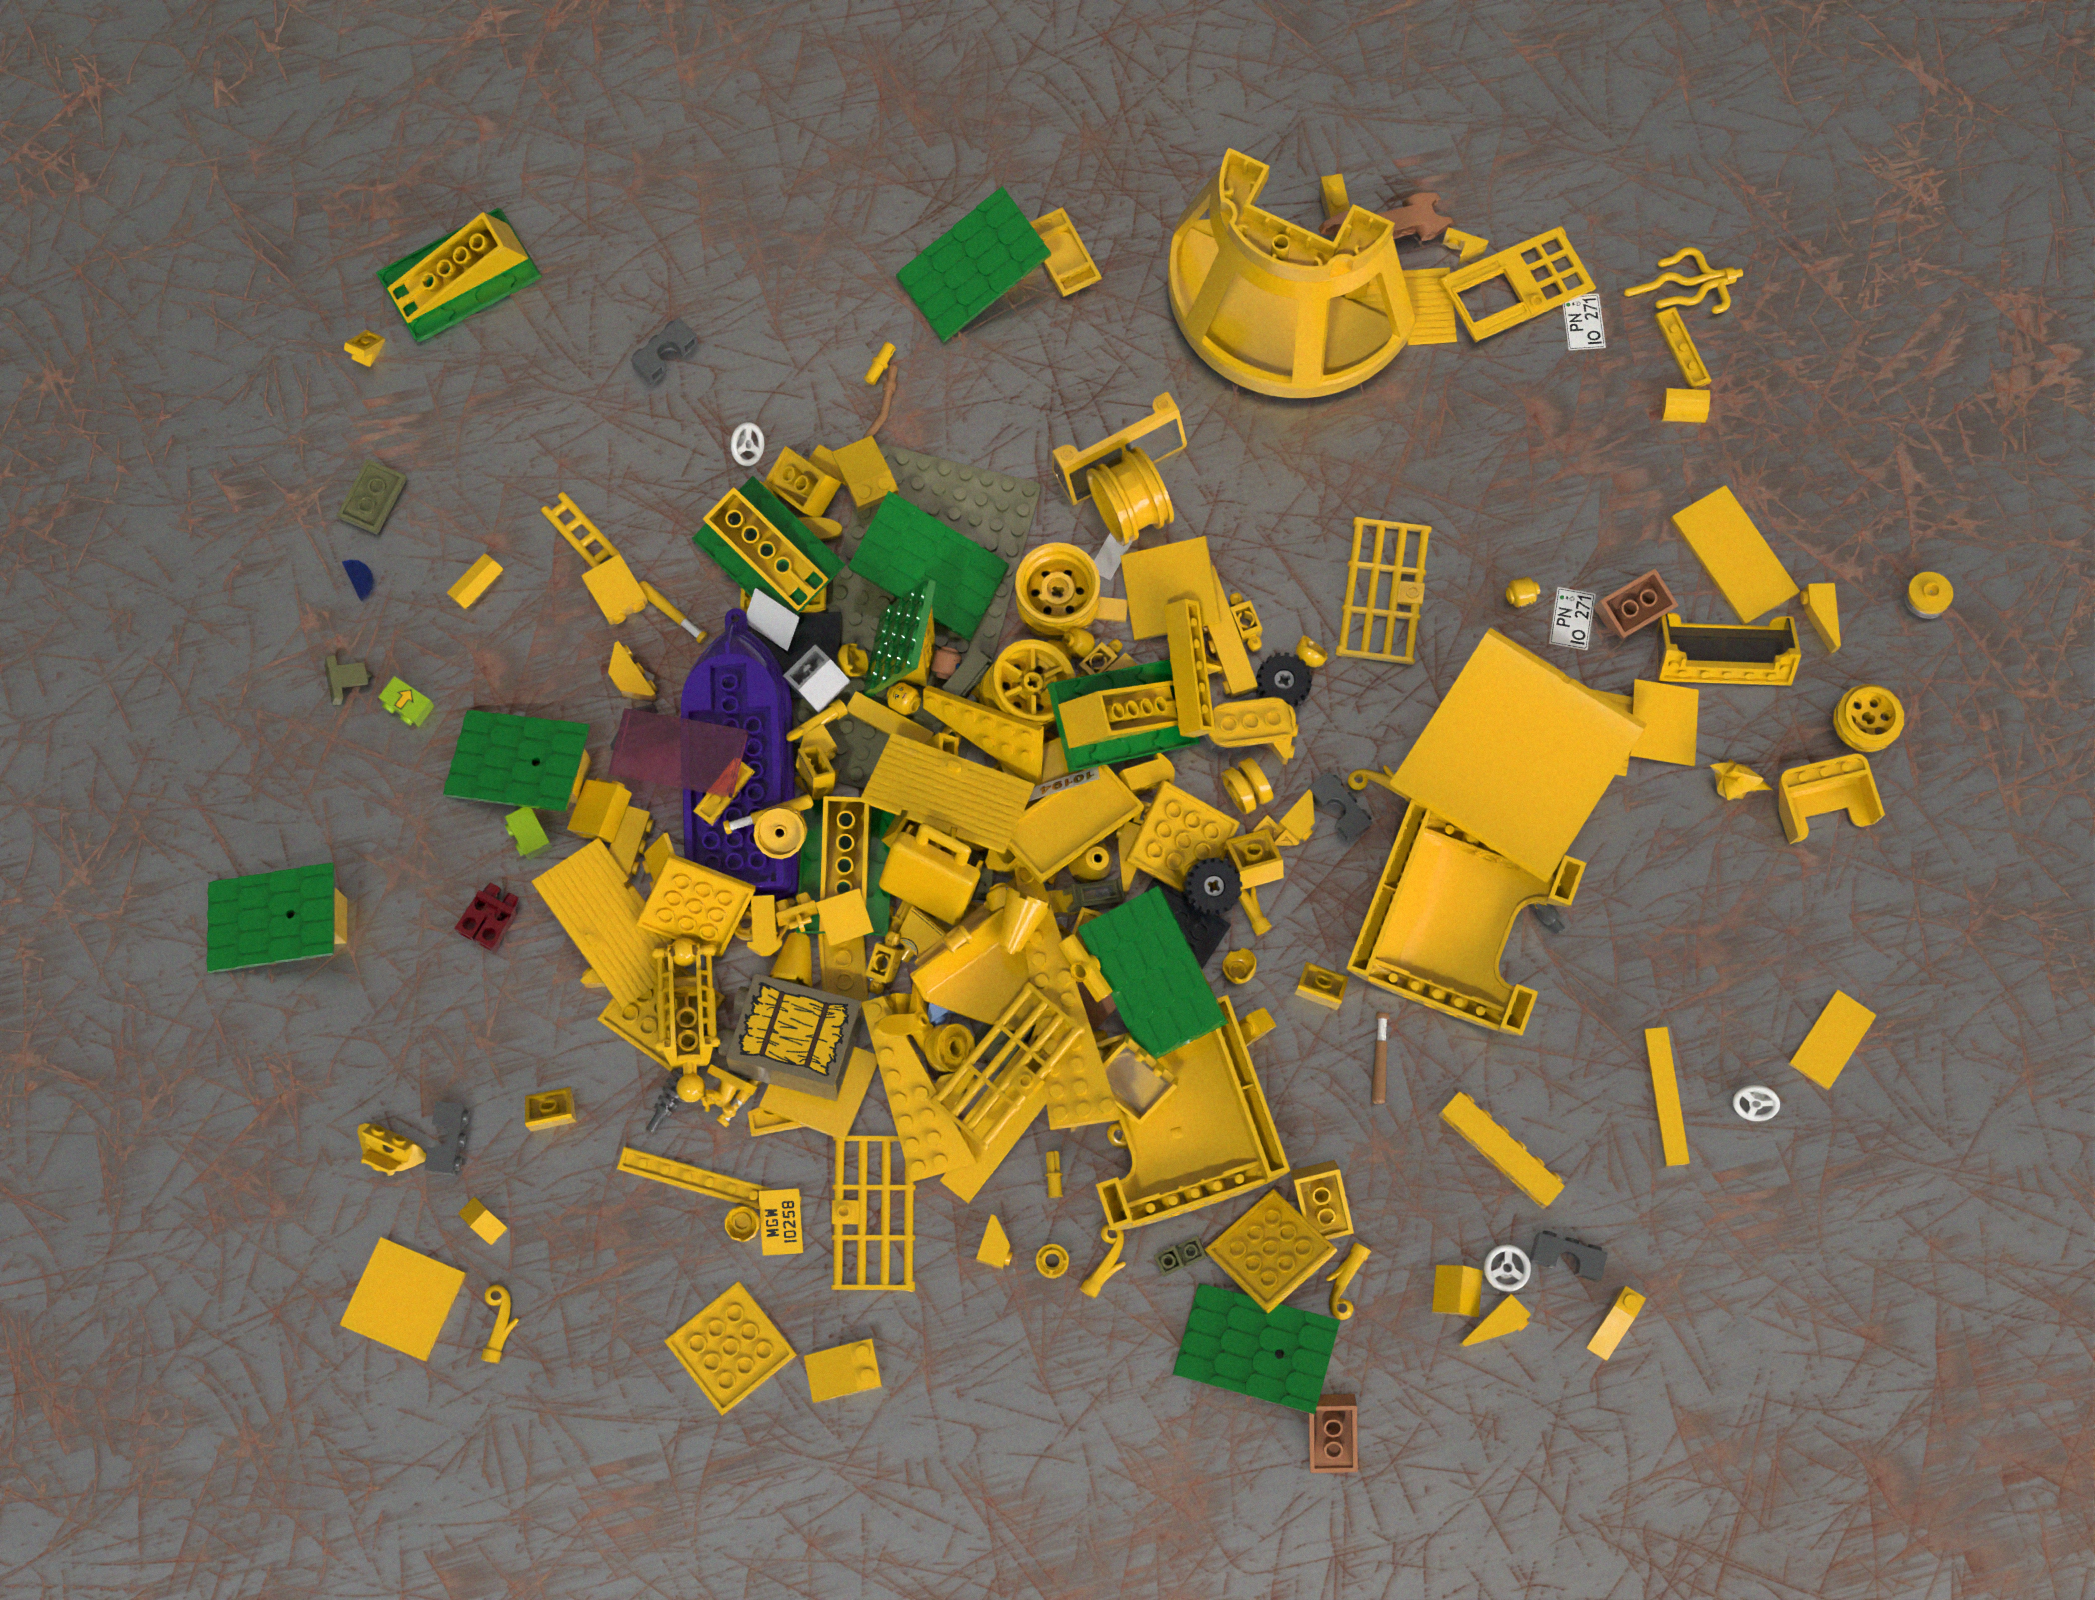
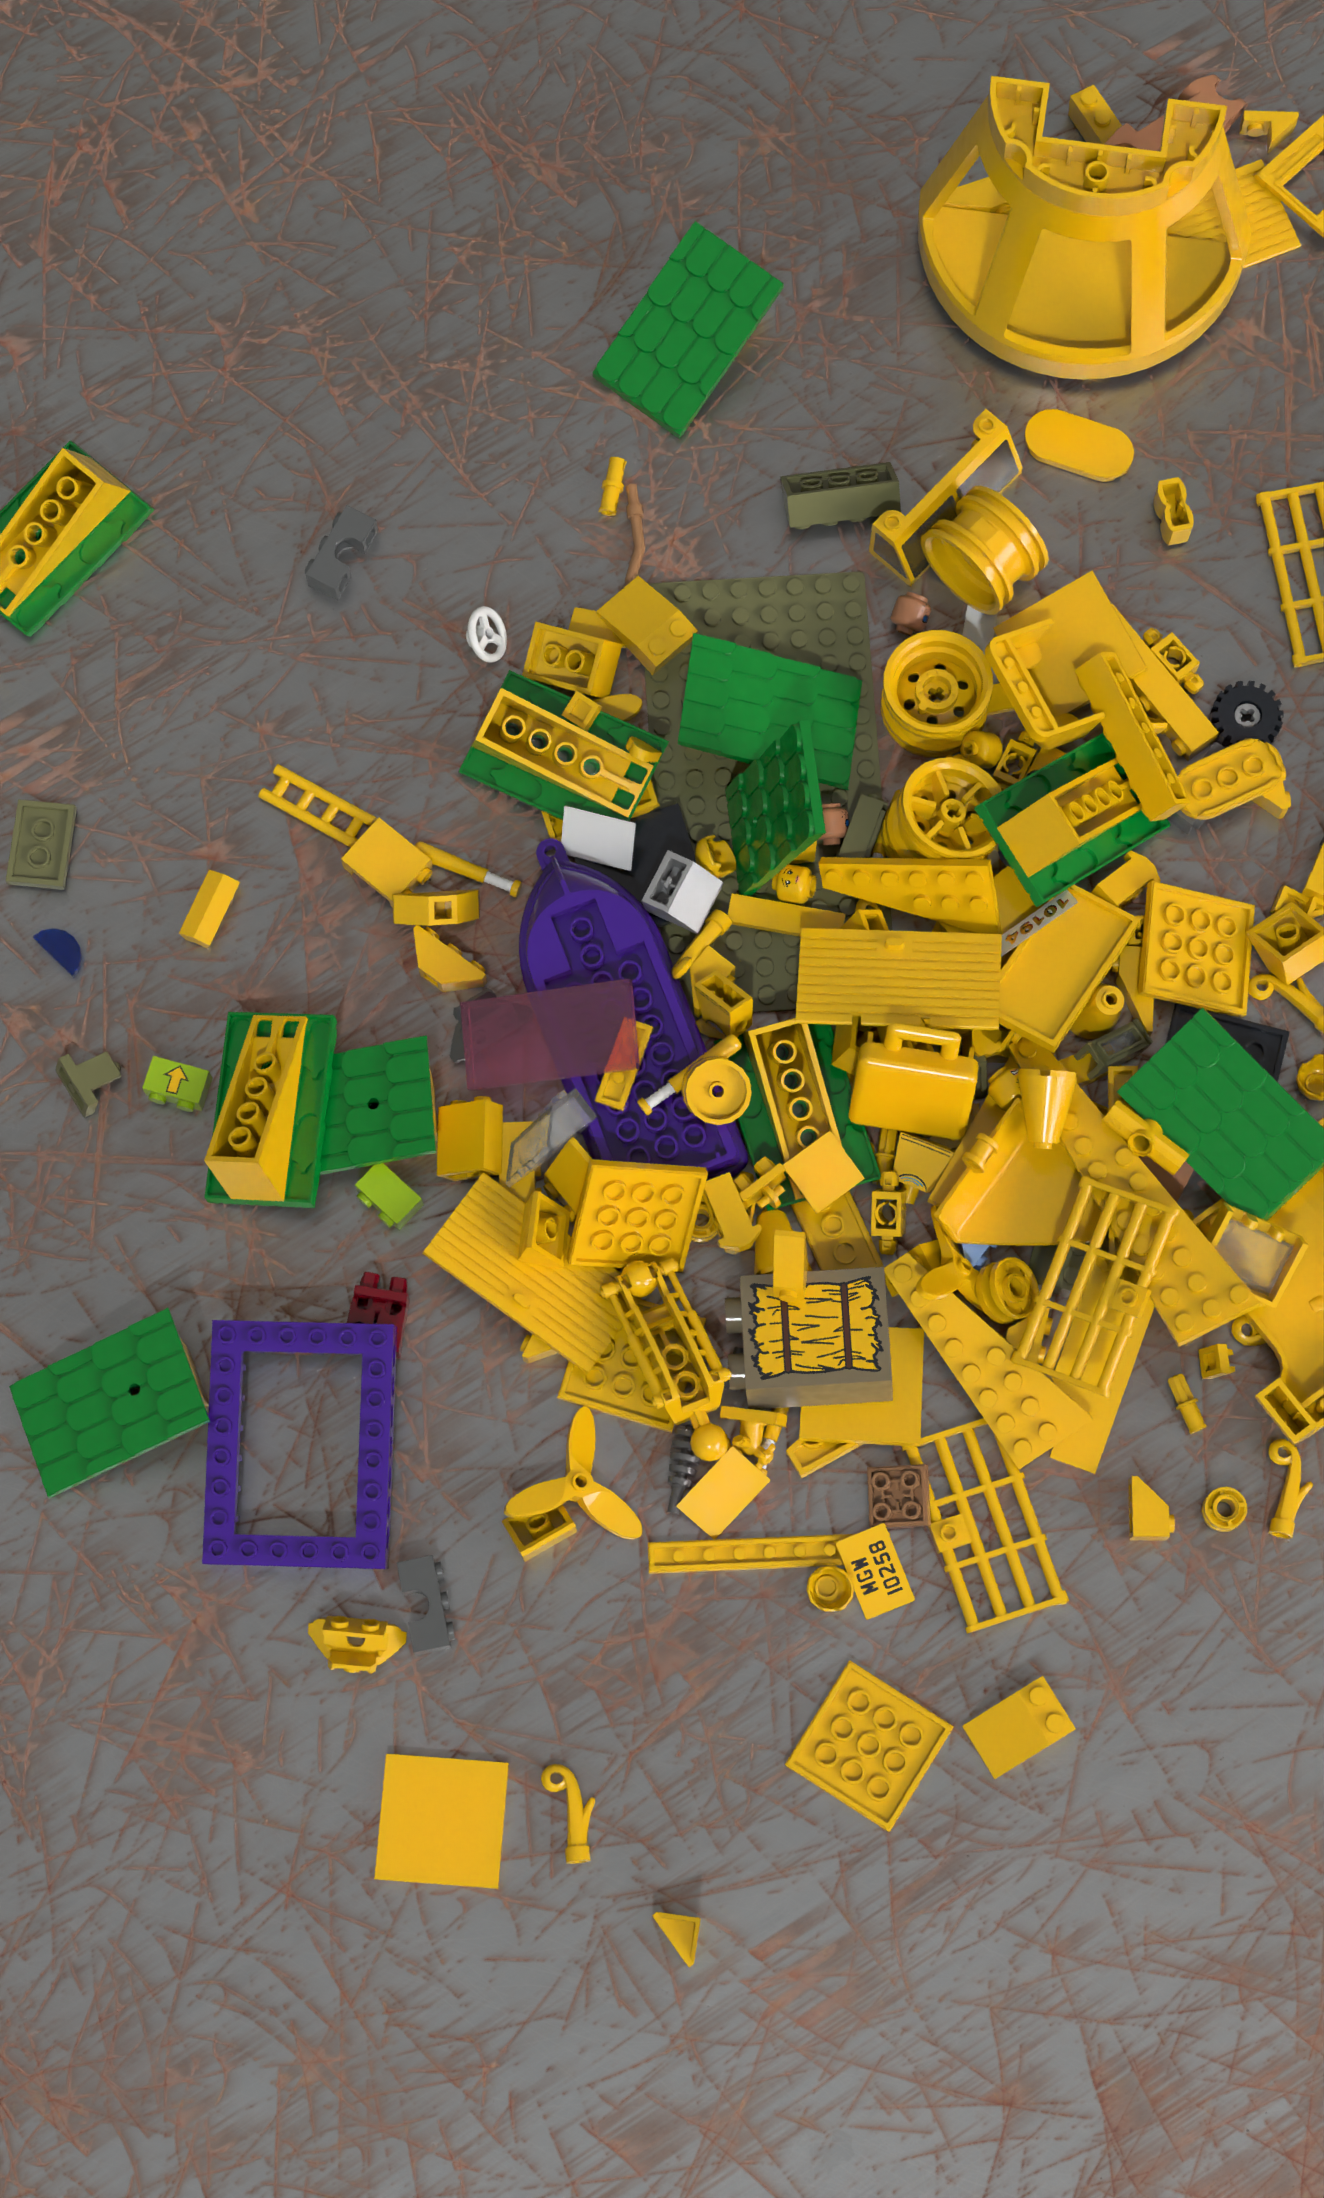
camera: 15 degrees left, 0 degrees up
(448, 1016) = (374, 1486): none -> dark purple brick
(463, 742) = (271, 1109): none -> piece
(482, 1221) = (505, 1691): yellow slope -> none
(544, 1439) = (681, 1932): none -> yellow slope
(596, 1102) = (596, 1500): none -> yellow piece
(627, 896) = (544, 1232): none -> yellow slope
(637, 633) = (435, 907): none -> yellow slope
(647, 827) = (558, 1122): none -> clear wedge
(690, 1128) = (723, 1493): none -> yellow sticker
(788, 977) = (789, 1265): none -> yellow slope
(792, 522) = (582, 711): none -> yellow tile
(817, 1172) = (899, 1496): none -> medium nougat tile
(822, 565) = (642, 750): none -> yellow tile
(1043, 421) = (840, 495): none -> olive slope
(1063, 525) = (910, 613): none -> nougat head
(1069, 262) = (806, 295): yellow slope -> none
(1085, 1150) = (1215, 1361): none -> yellow tile
(1116, 585) = (1010, 659): none -> yellow windscreen
(1198, 891) = (1239, 1001): black bush -> none
(1235, 439) = (1078, 445): none -> yellow tile
(1247, 785) = (1250, 856): yellow wheel -> none
(1285, 511) = (1173, 511): none -> yellow brick
(1310, 652) = (1266, 673): yellow hair -> none

